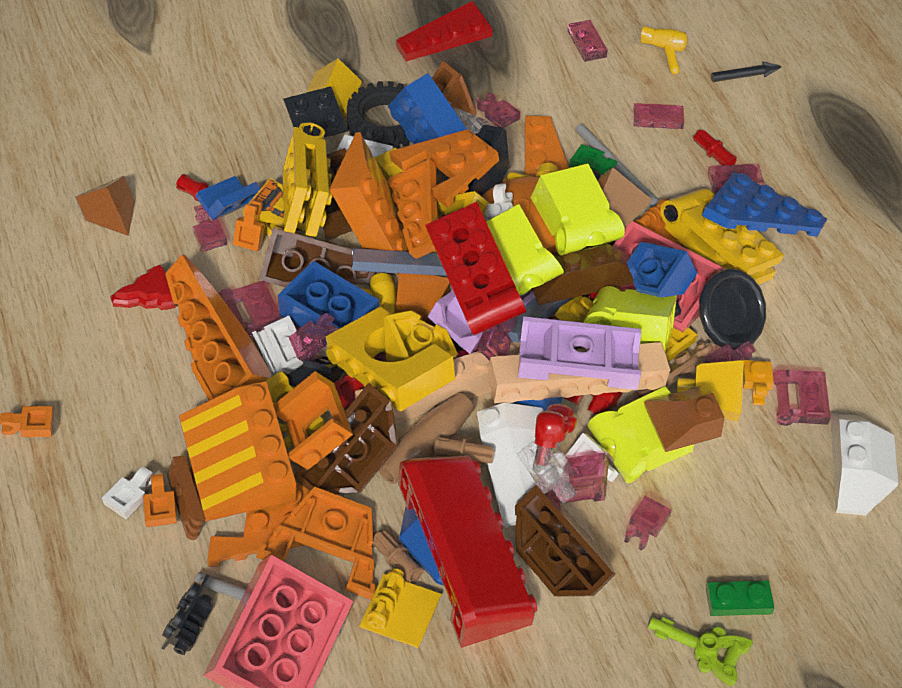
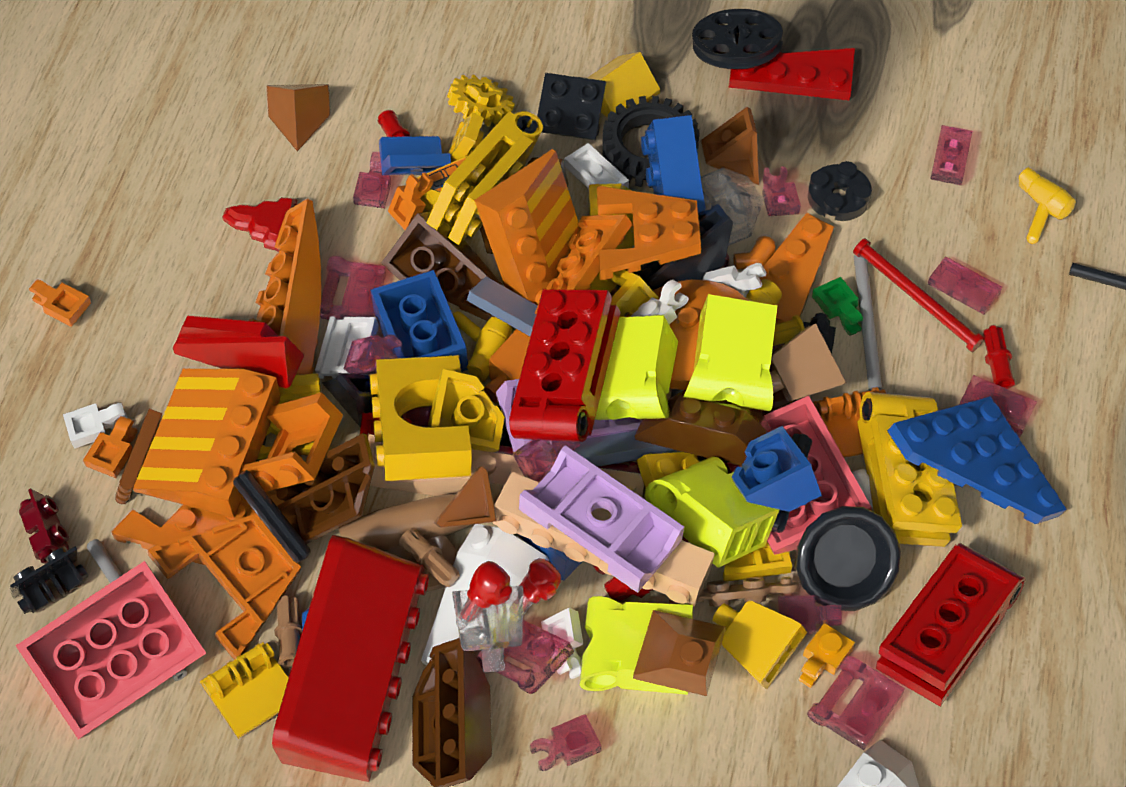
camera: 35 degrees right, 5 degrees up
(160, 591) = (41, 515): none -> dark red hinge
(207, 379) = (239, 346): none -> red wedge
(245, 139) = (480, 98): none -> yellow gear
(259, 165) = (466, 137): none -> yellow wing
(331, 479) = (271, 516): none -> black axle
(391, 25) = (749, 38): none -> black wedge
(471, 394) = (471, 504): none -> dark orange slope
(516, 154) = (760, 253): none -> orange arm
(534, 167) = (742, 281): none -> white plate
(545, 92) = (843, 177): none -> black plate
(637, 133) = (916, 293): none -> red bar
(820, 319) = (949, 623): none -> red hinge

